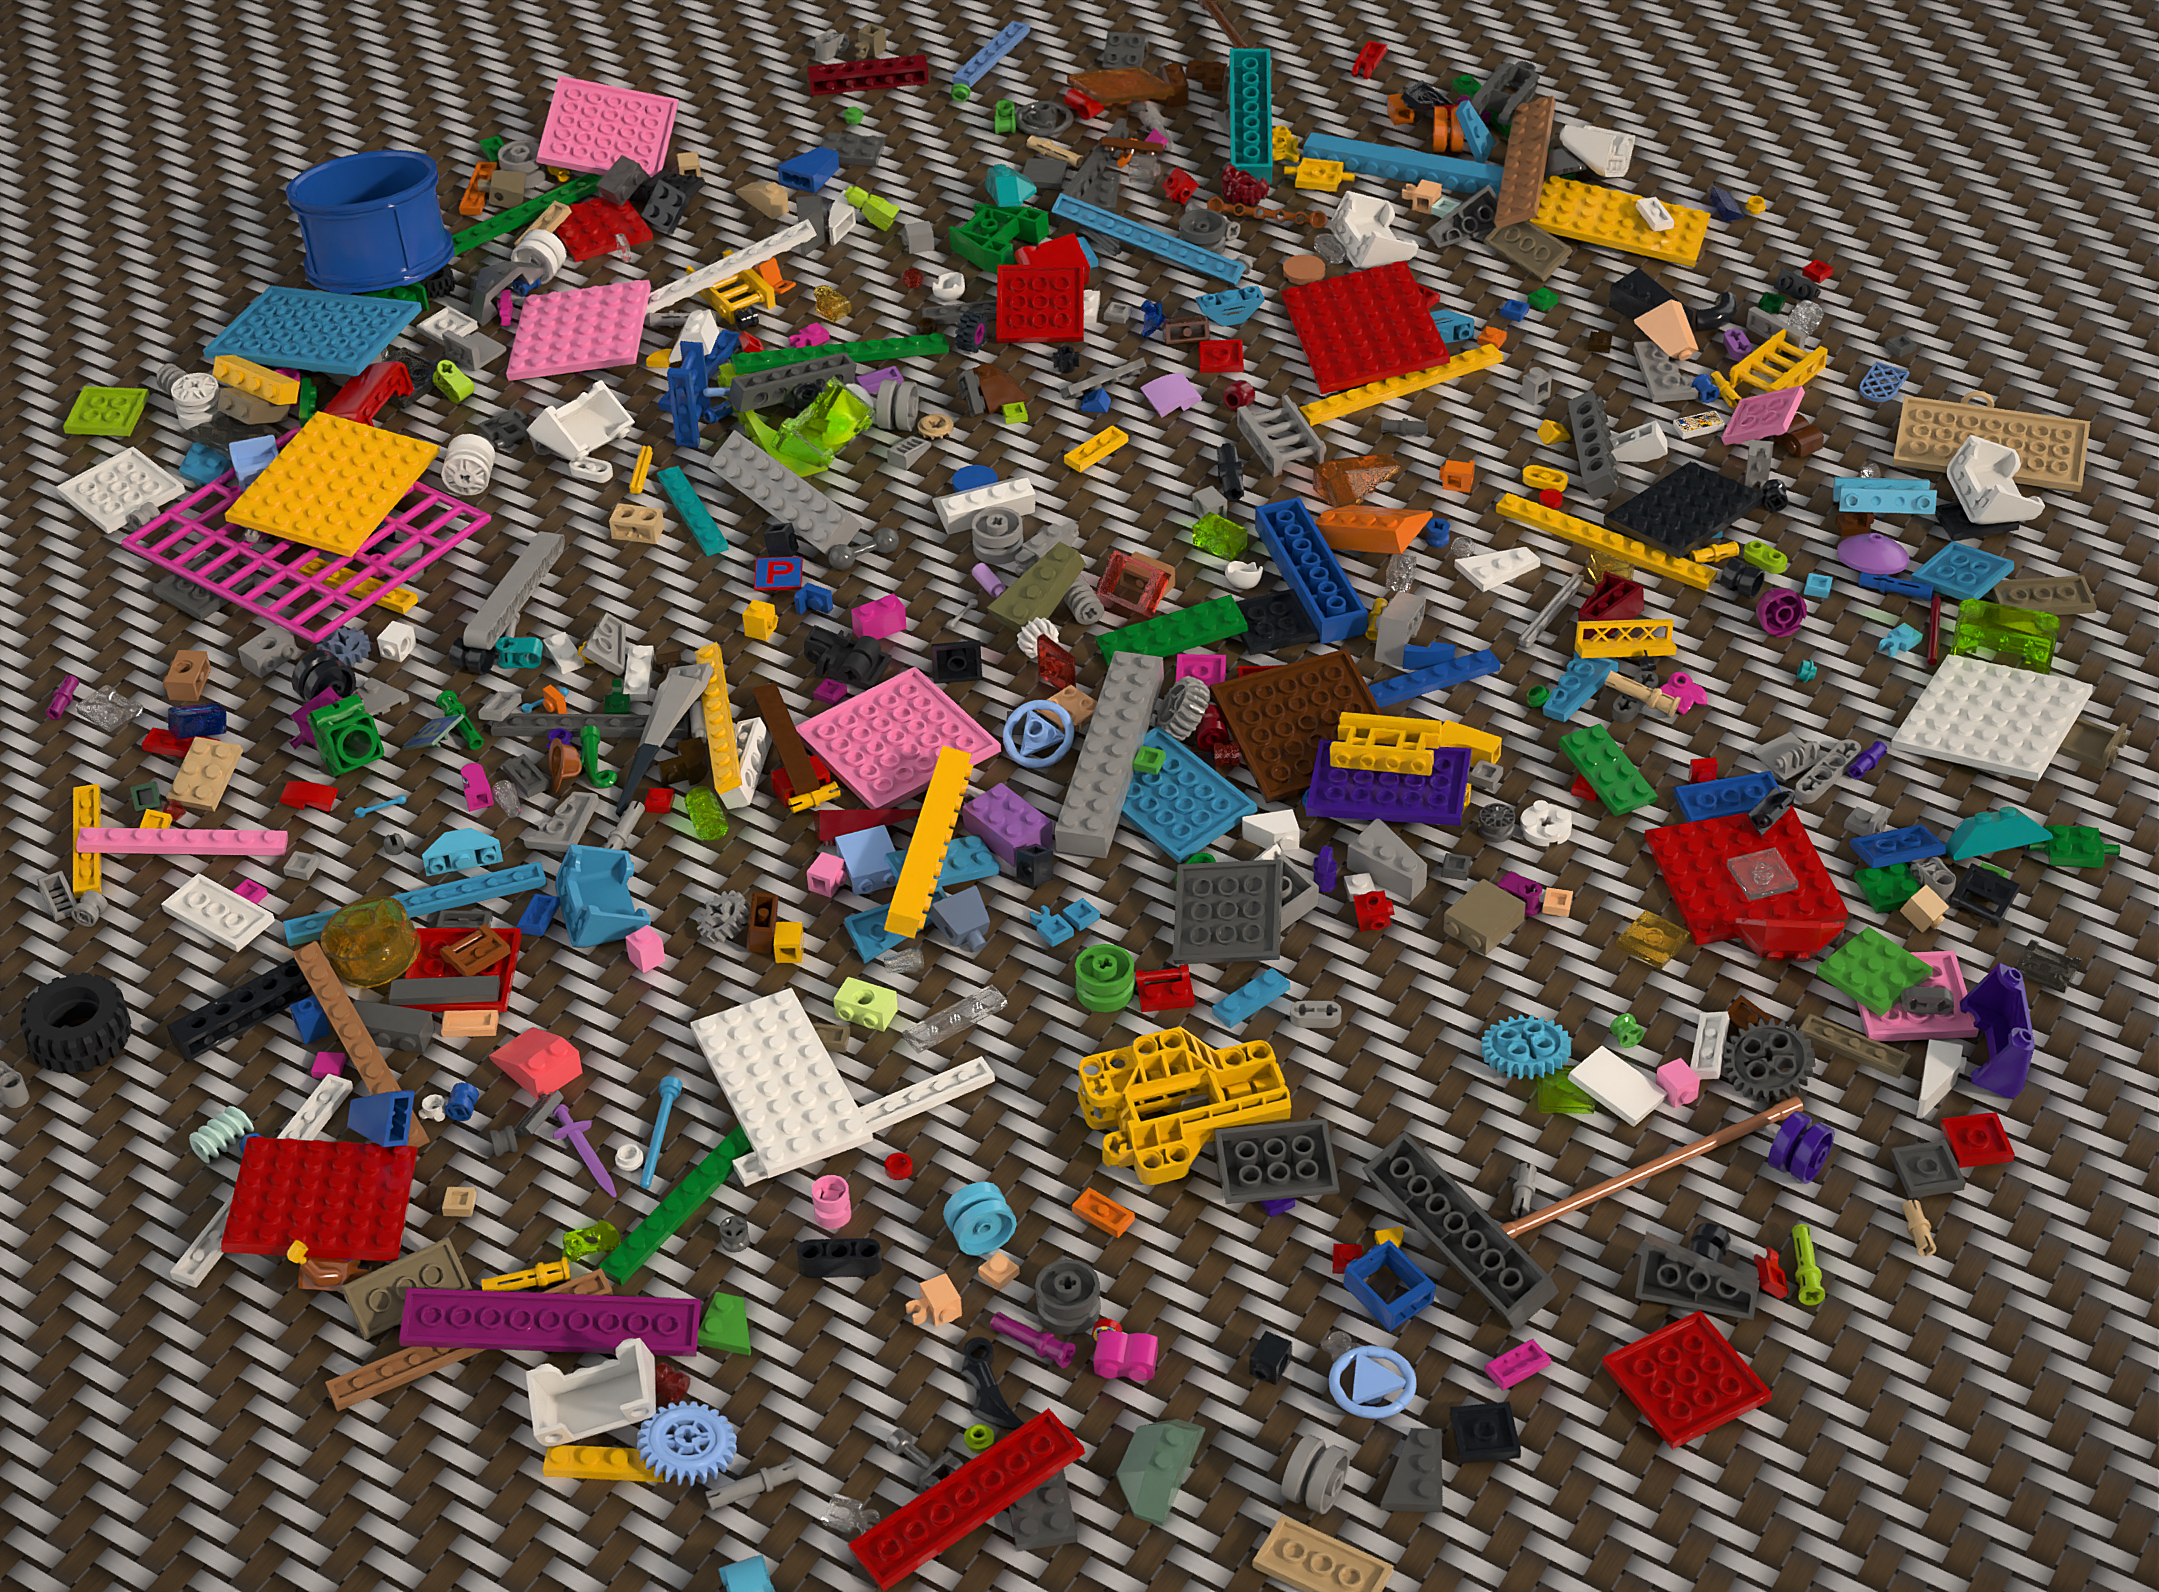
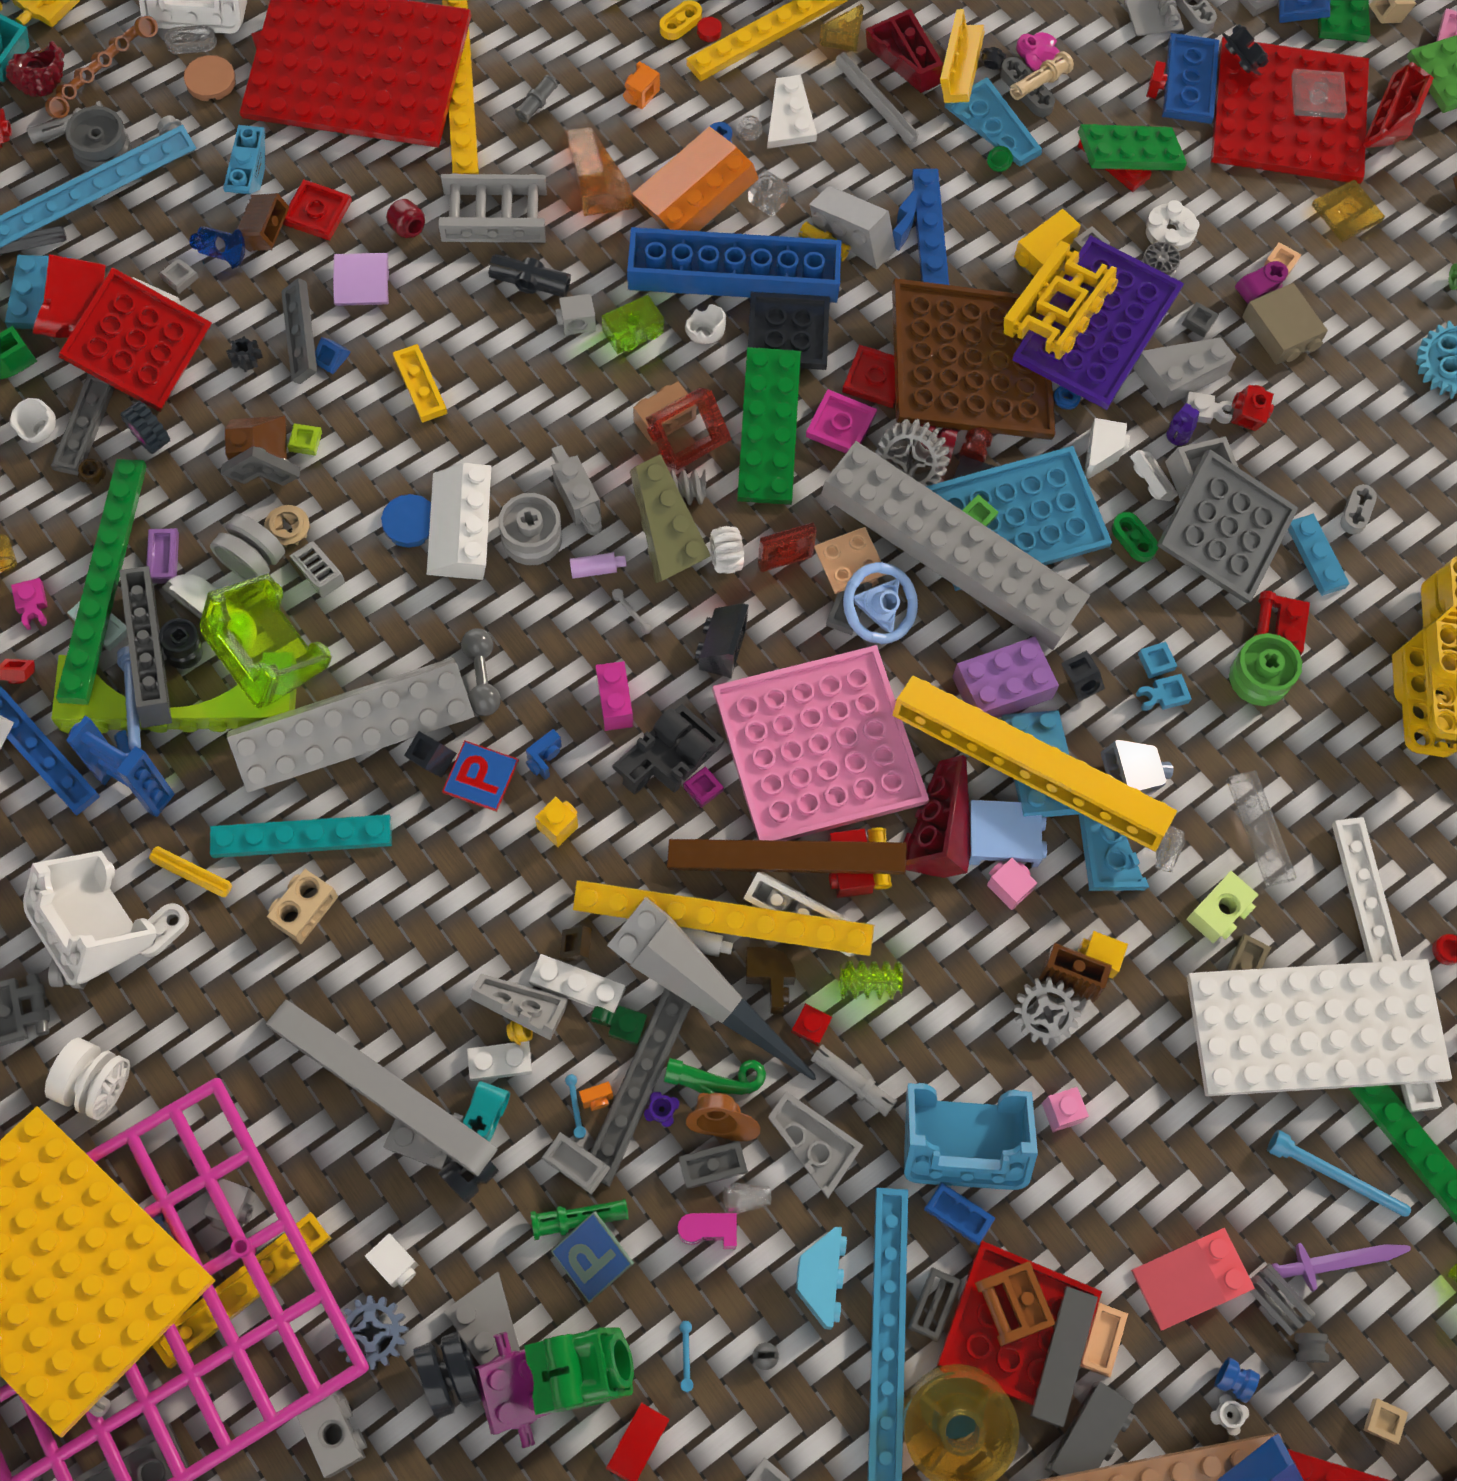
camera: 75 degrees left, 25 degrees up
(629, 1157) = (1367, 1217): white plate -> none

